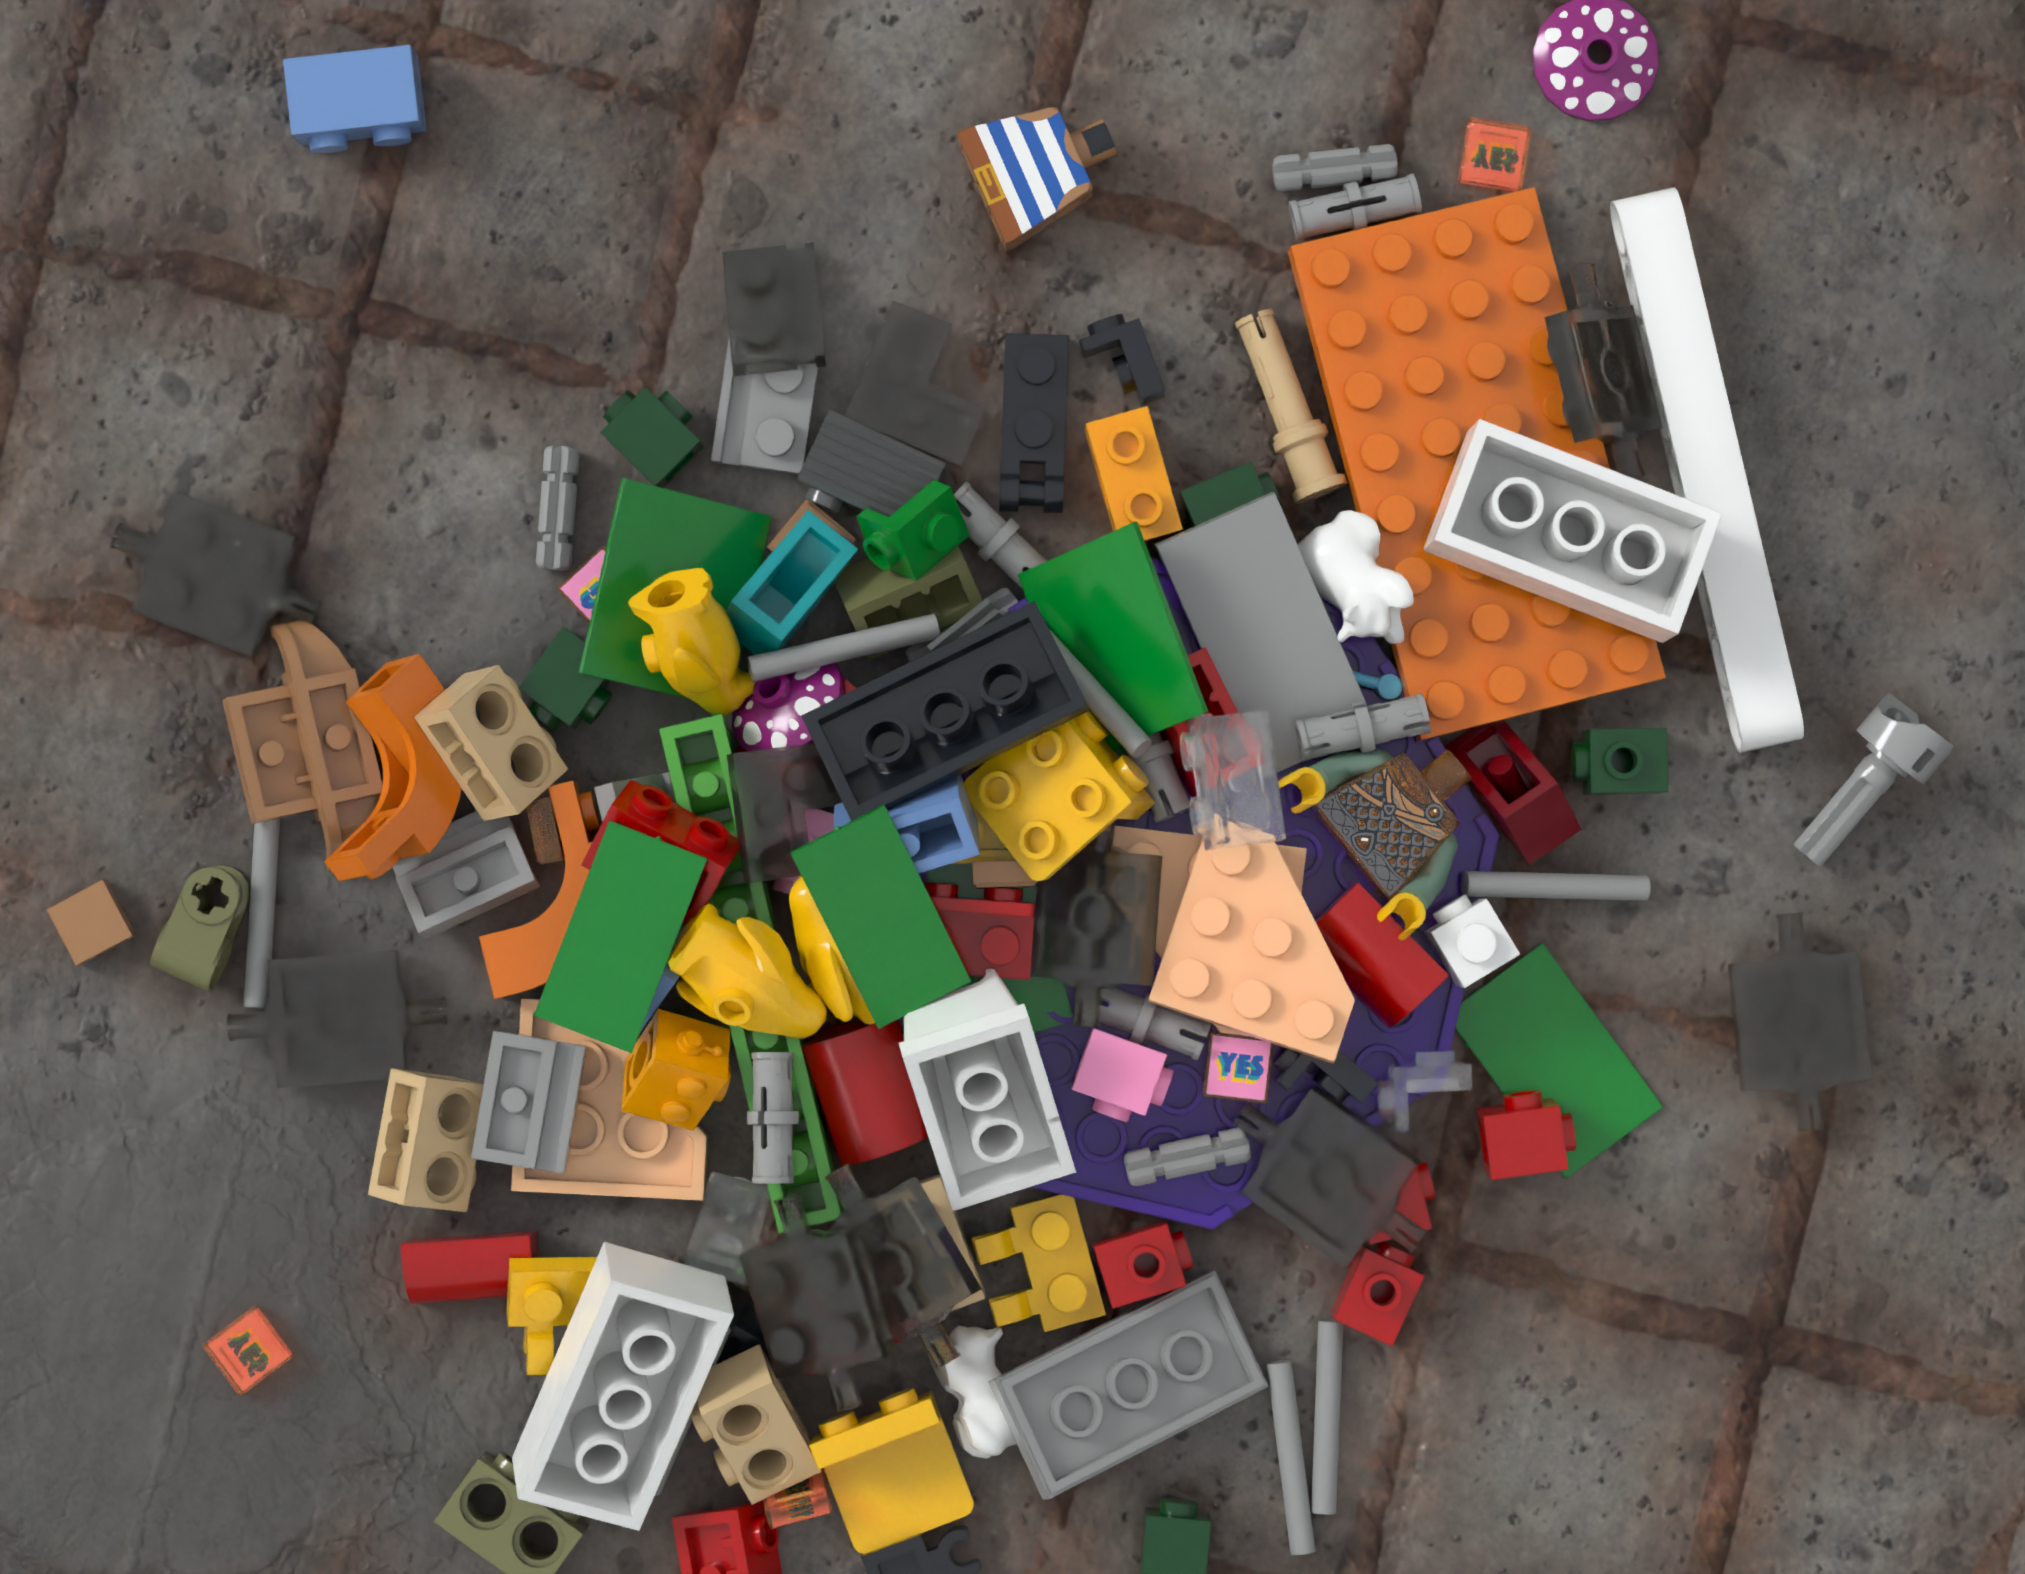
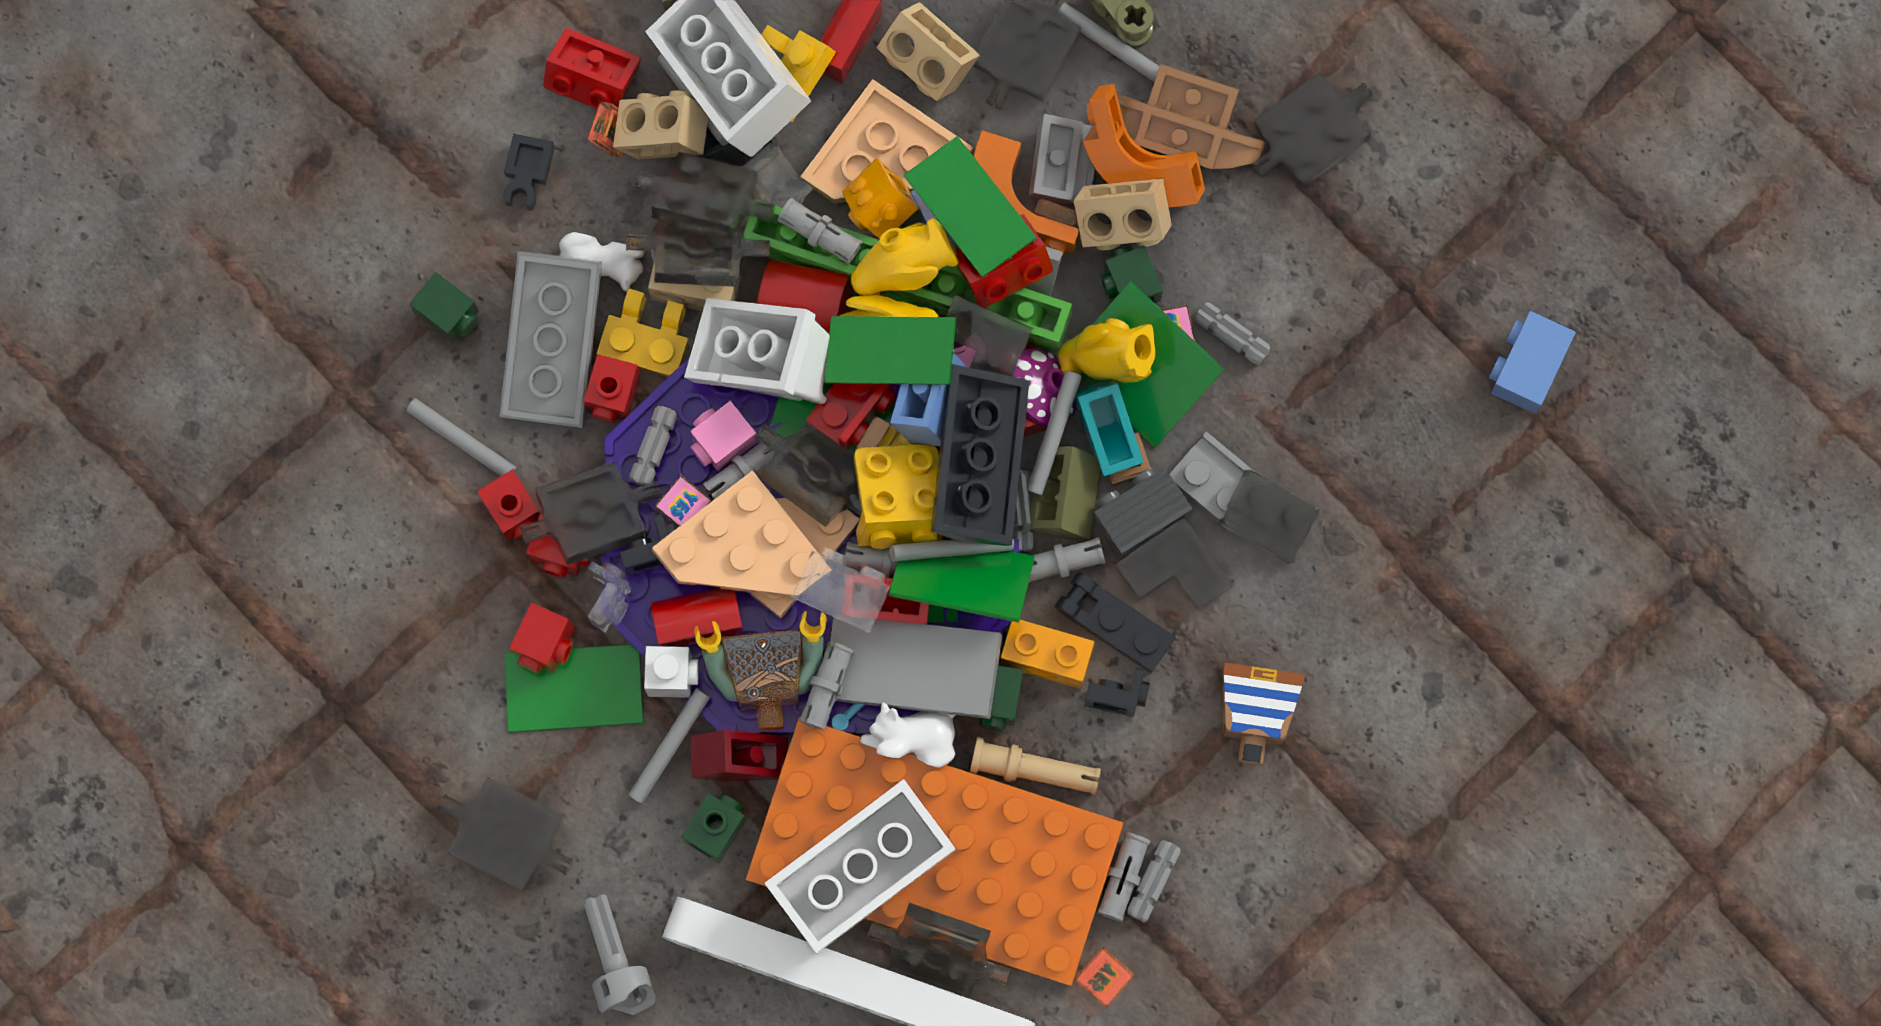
camera: 125 degrees right, 10 degrees down
(529, 1102) = (913, 114): light grey plate -> none
(652, 434) = (1239, 406): dark green brick -> none
(892, 1470) = (588, 188): yellow bracket -> none
(916, 533) = (1092, 512): green bracket -> none
(1291, 1457) = (453, 406): light grey bar -> none

